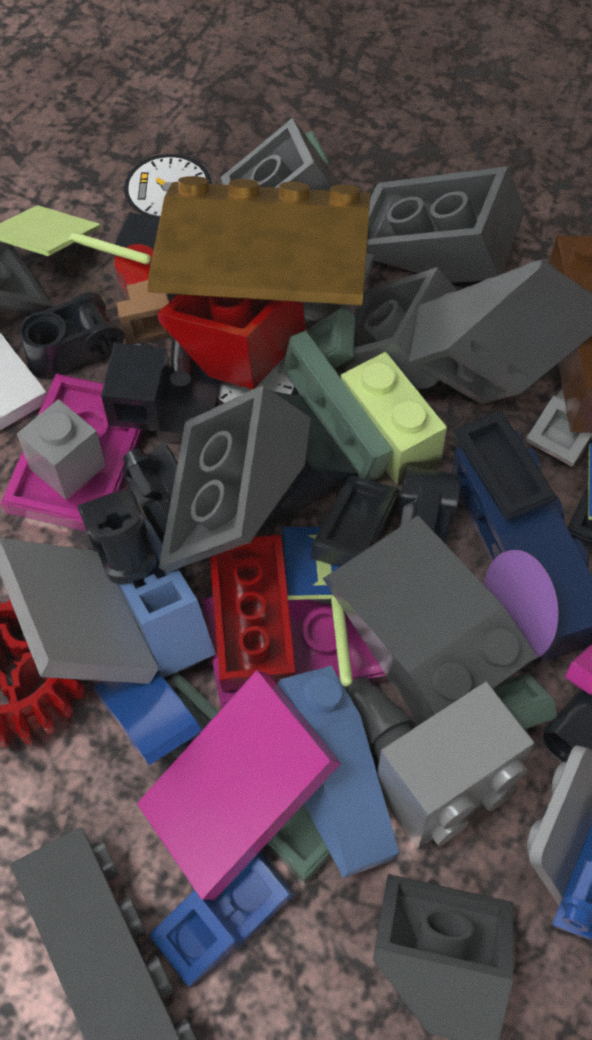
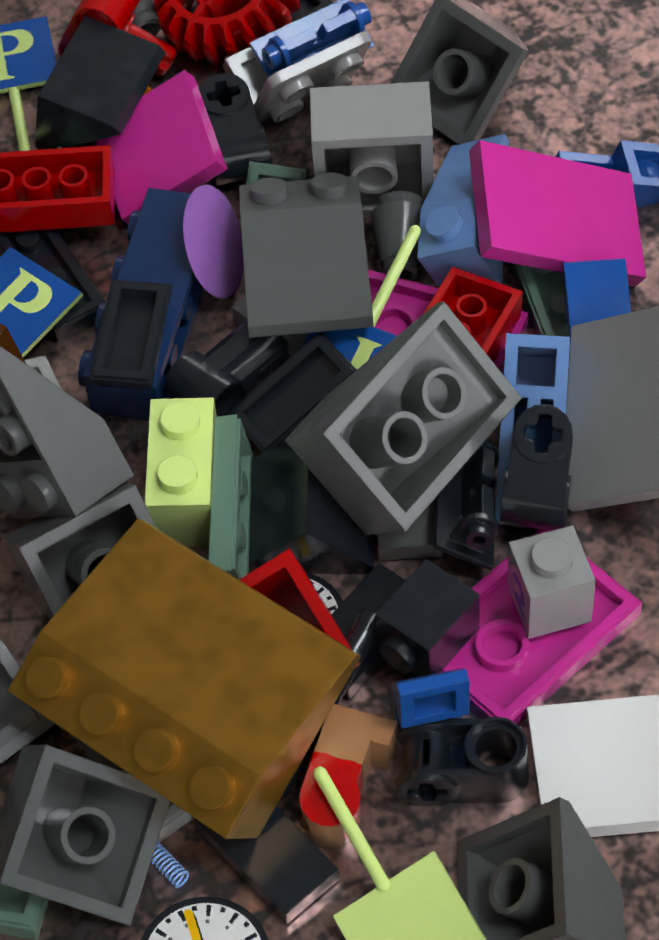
camera: 145 degrees left, 5 degrees down
(96, 323) = (430, 698): none -> blue slope

